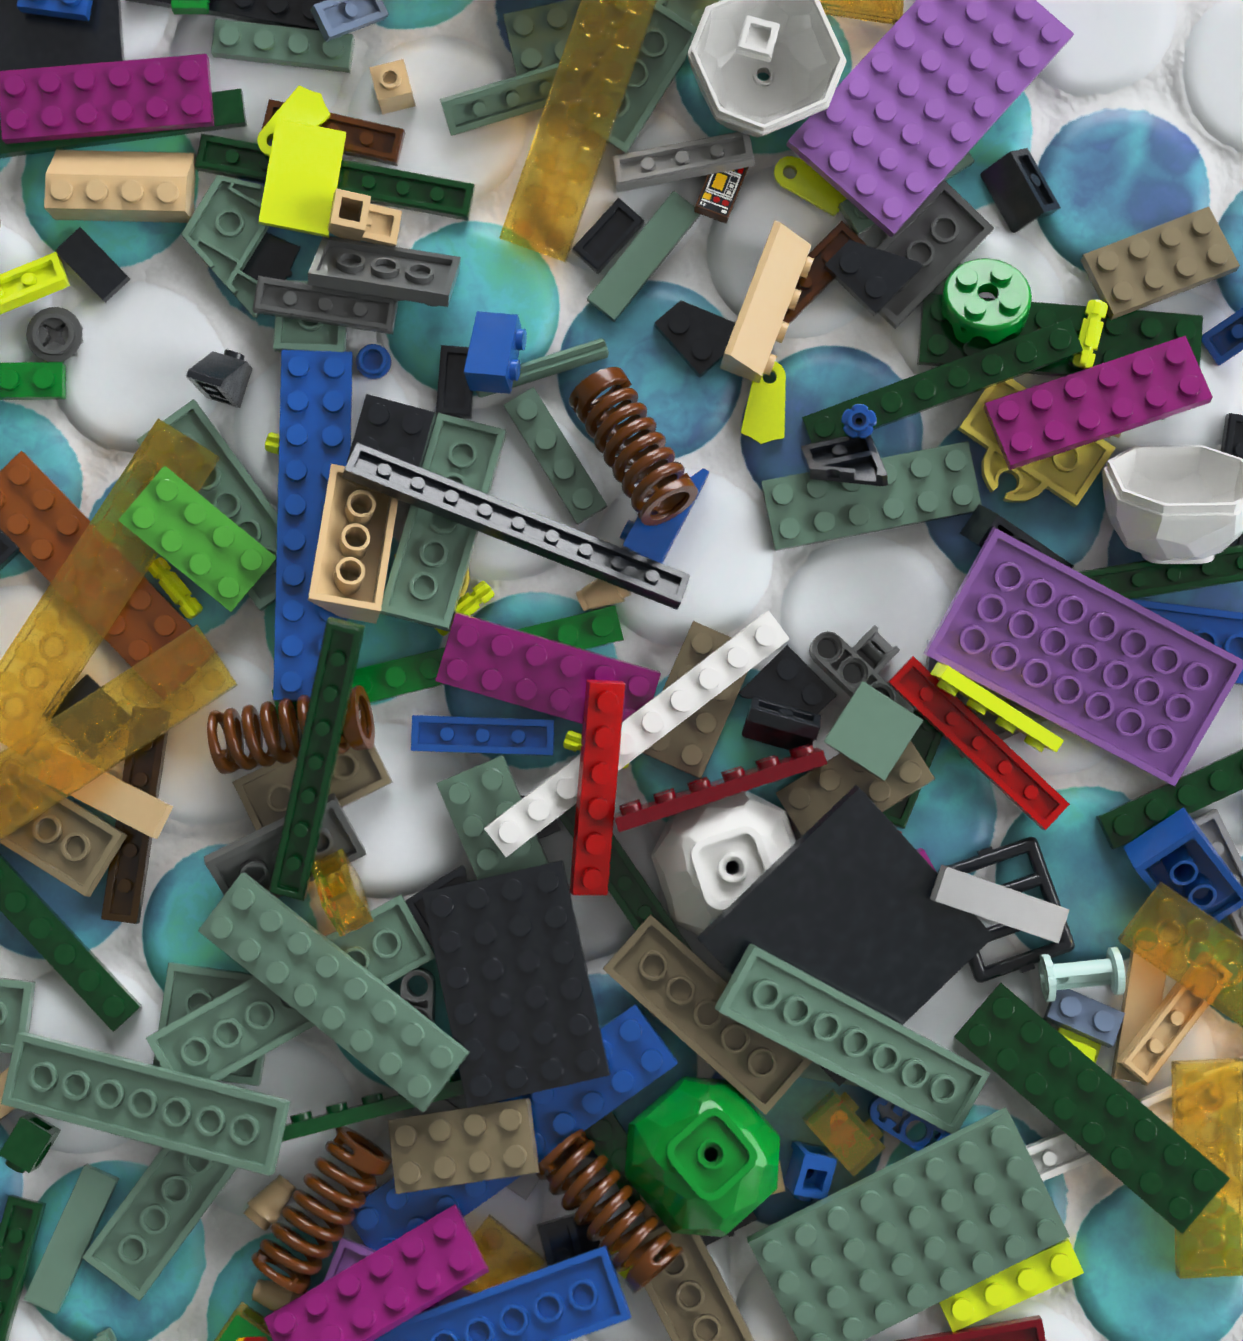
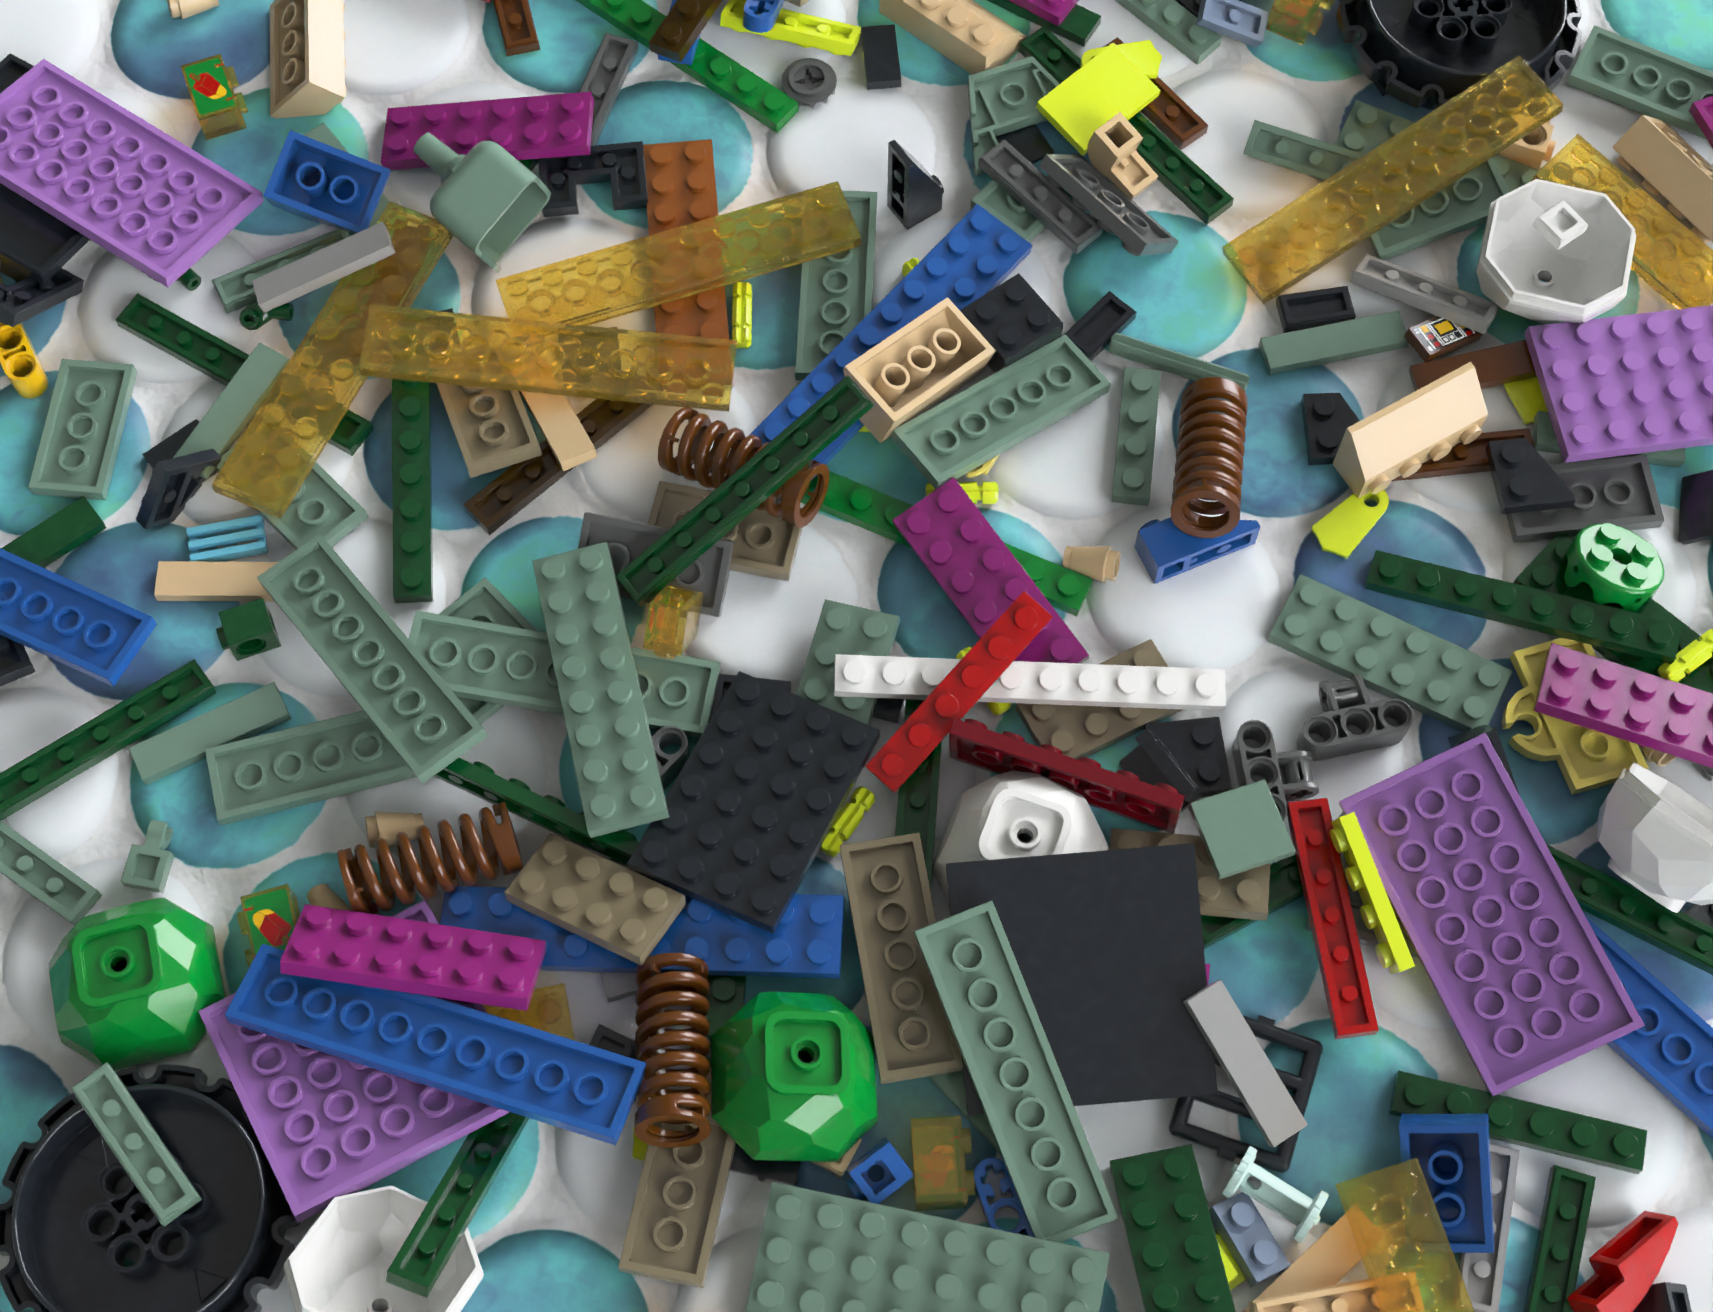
camera: 40 degrees right, 20 degrees down
(197, 538) = (793, 281): bright green plate -> none
(373, 361) = (1043, 266): blue plate -> none
(392, 86) = (1224, 88): tan brick -> none
(482, 735) = (895, 596): blue plate -> none
(494, 352) = (1149, 318): blue brick -> none
(516, 526) = (1063, 451): plate -> none
(586, 927) = (847, 820): none -> neon yellow axle
(766, 204) = (1493, 366): none -> reddish brown tile
(845, 461) = (1387, 601): black wing -> none
(868, 421) = (1423, 587): blue plate -> none
(873, 567) = (1349, 704): none -> dark grey piece

